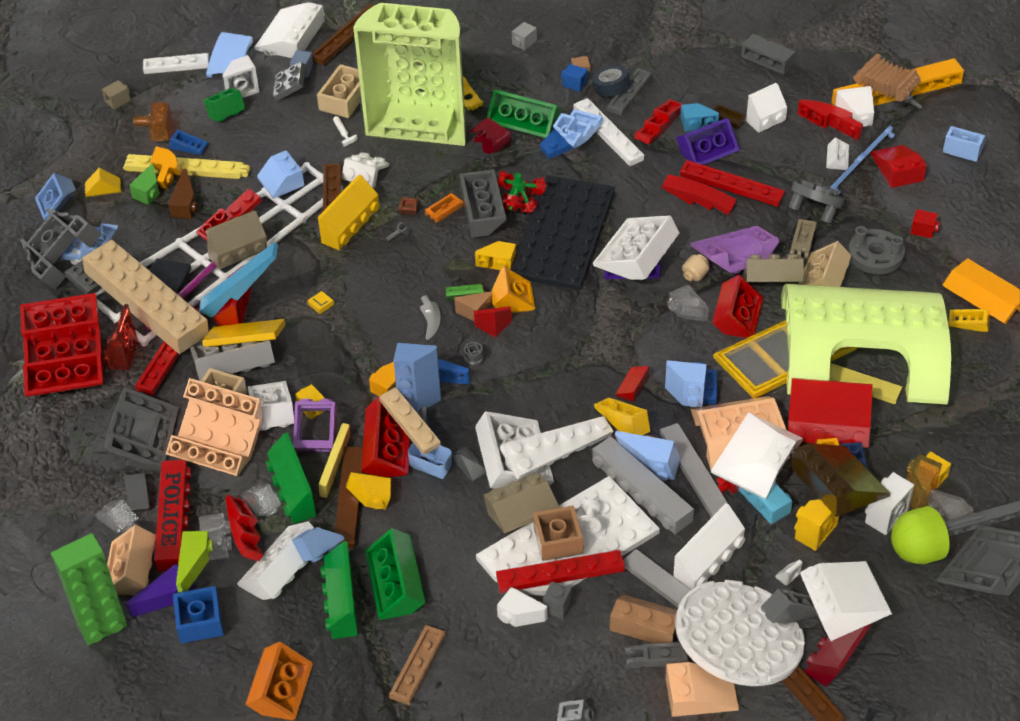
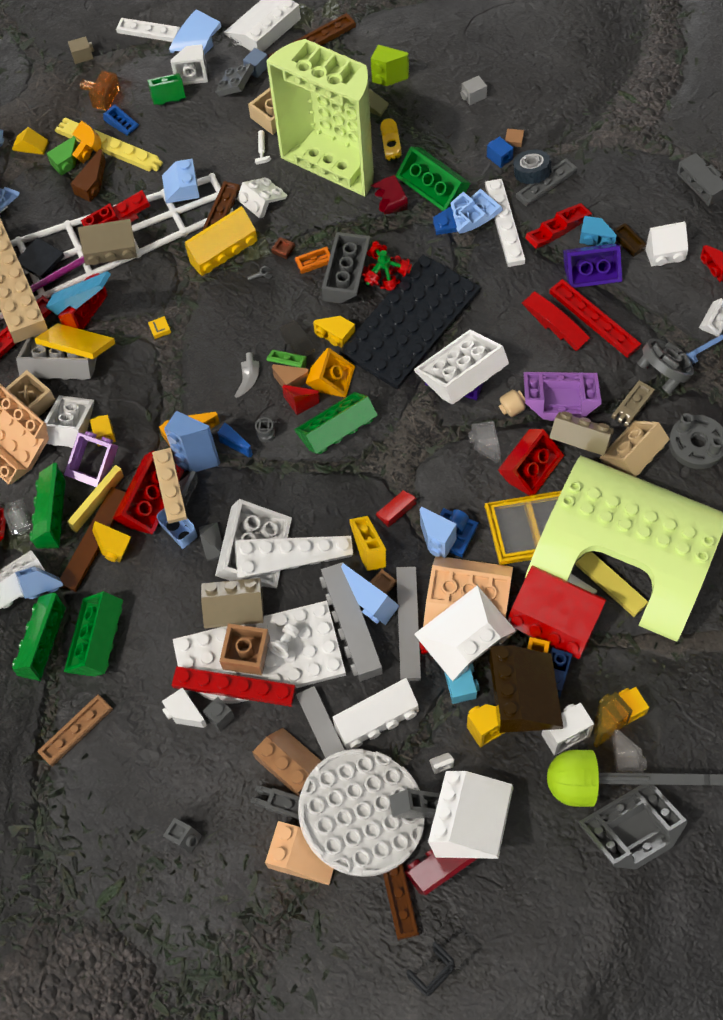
camera: 25 degrees right, 15 degrees up
(539, 329) = (336, 422): none -> green slope

